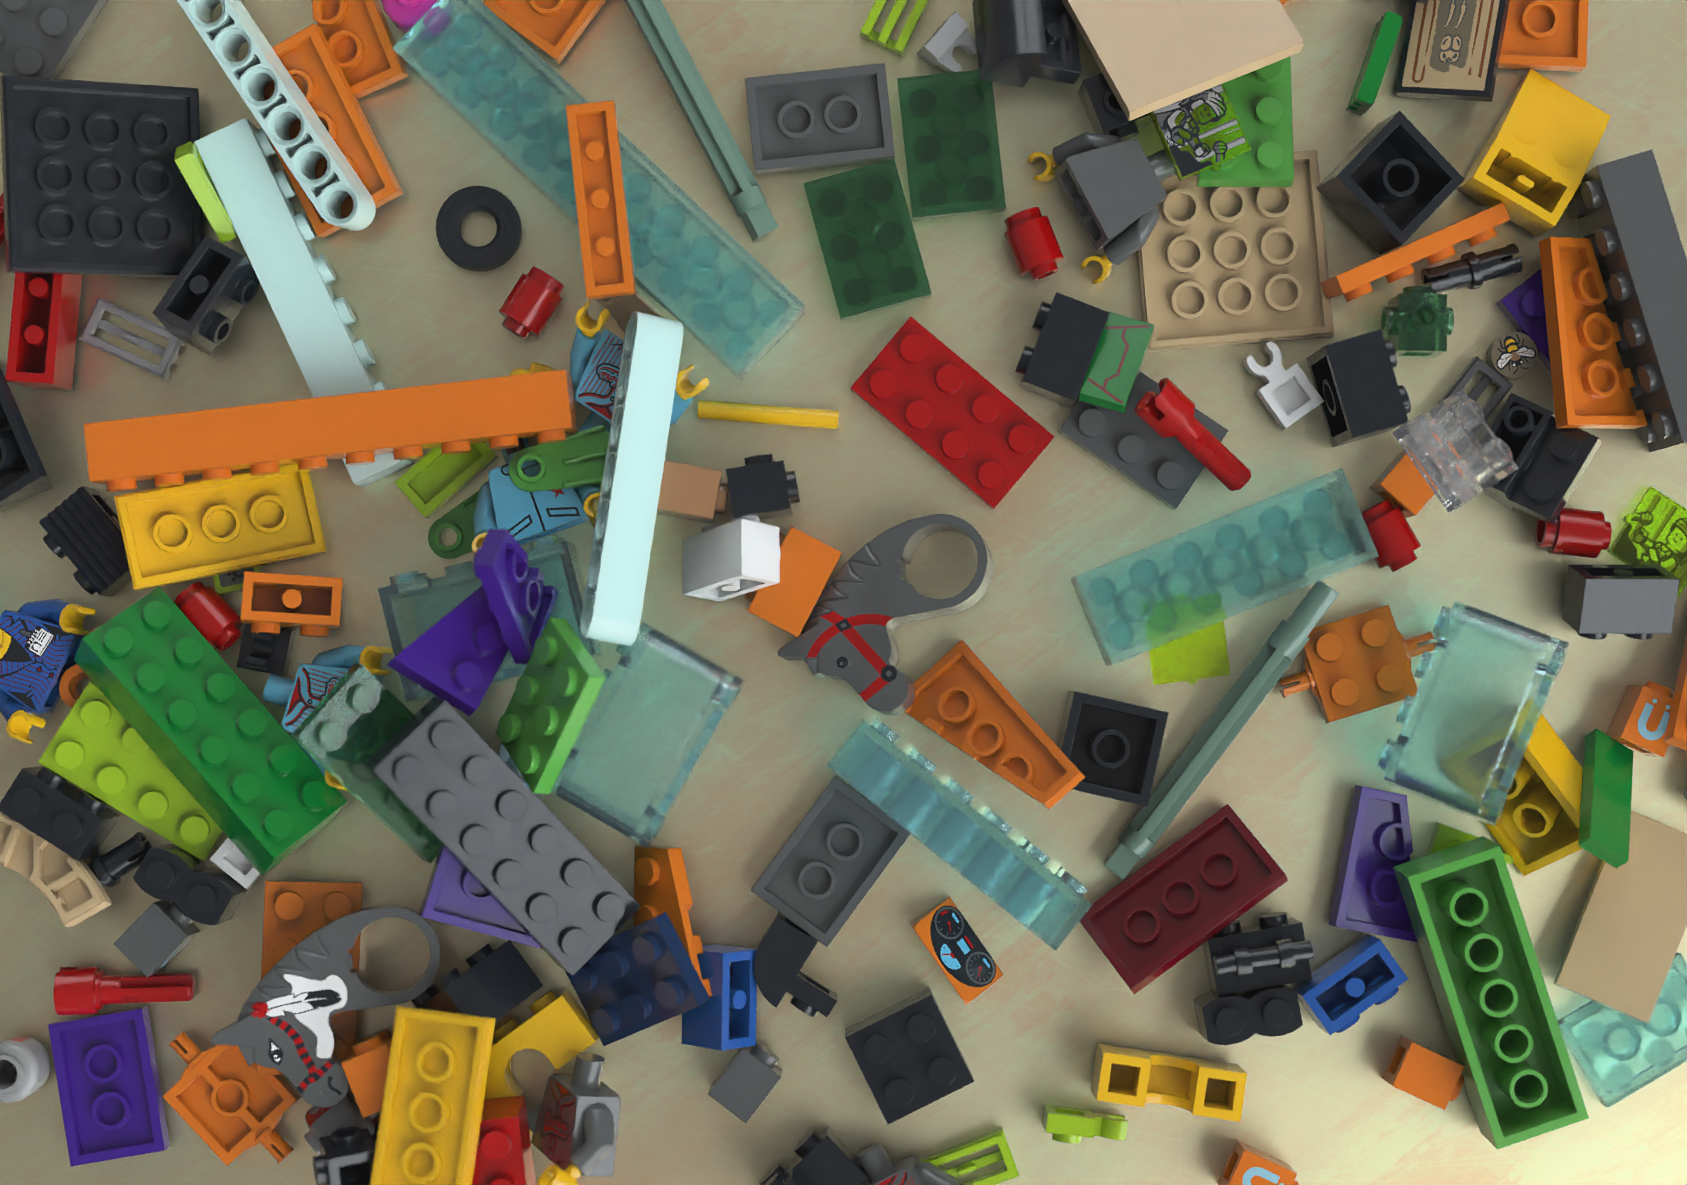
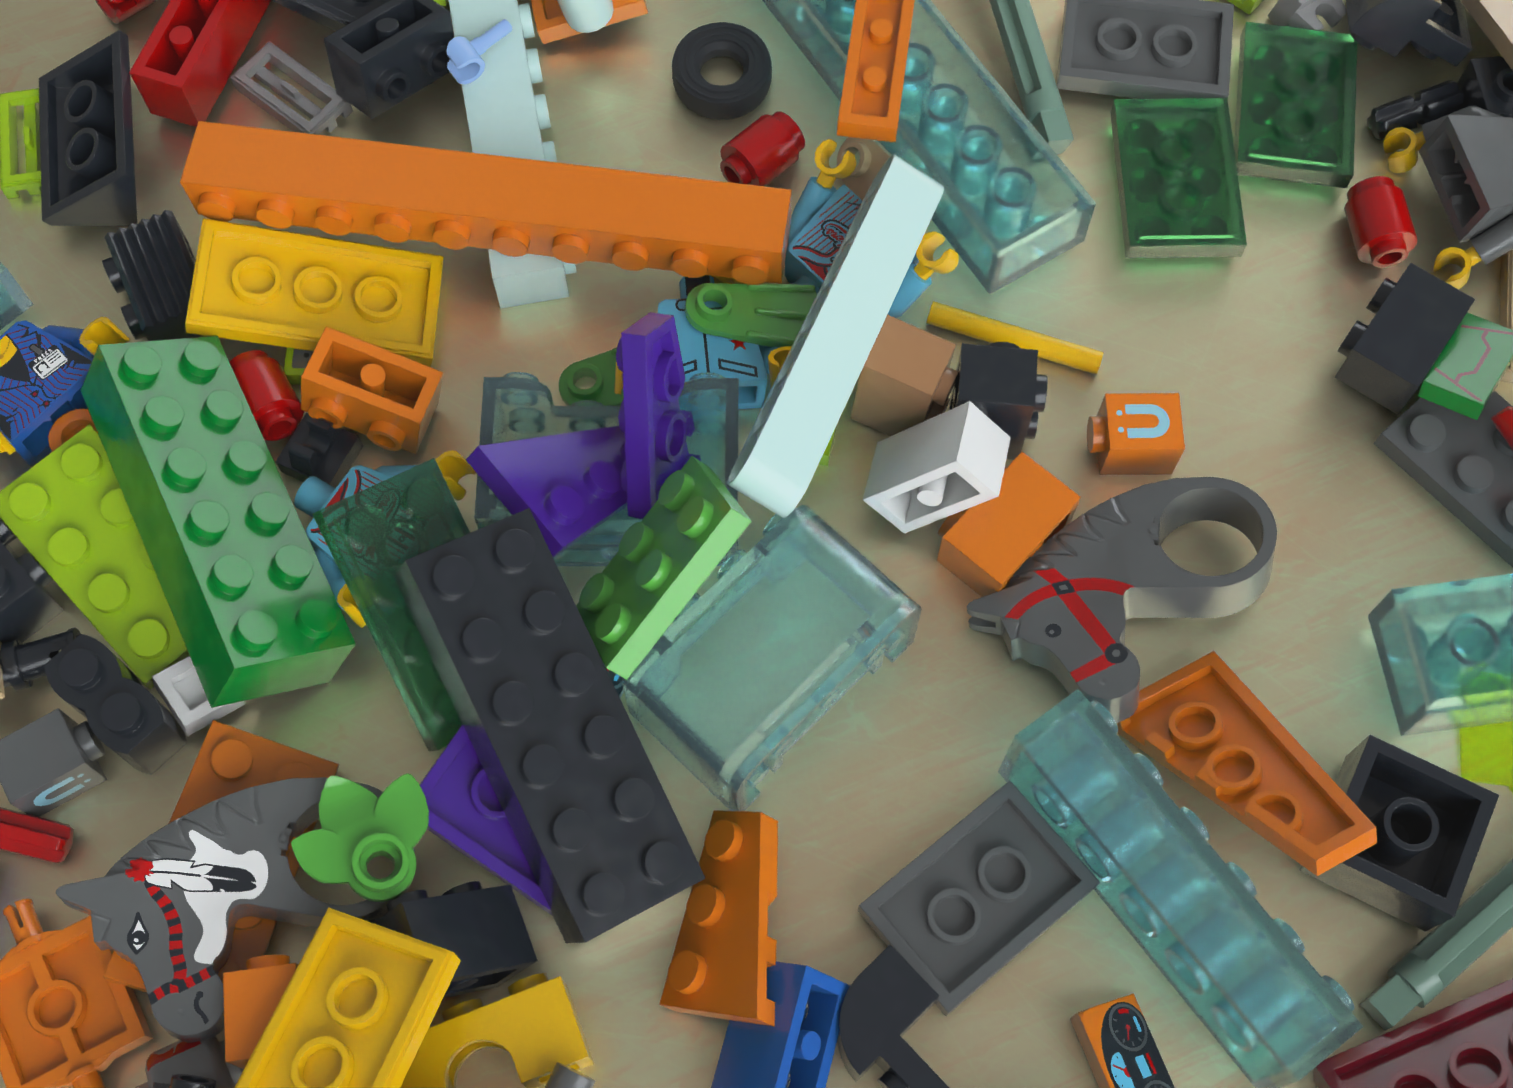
camera: 15 degrees right, 20 degrees down
(268, 293) = (465, 57): none -> light blue hand
(398, 940) = (363, 827): none -> bright green plate
(440, 476) = (601, 309): lime tile -> none
(638, 980) = (671, 980): dark blue plate -> none
(874, 480) = (1137, 433): none -> orange brick
(951, 412) = (1246, 389): red plate -> none
(1056, 117) = (1407, 111): none -> black piece

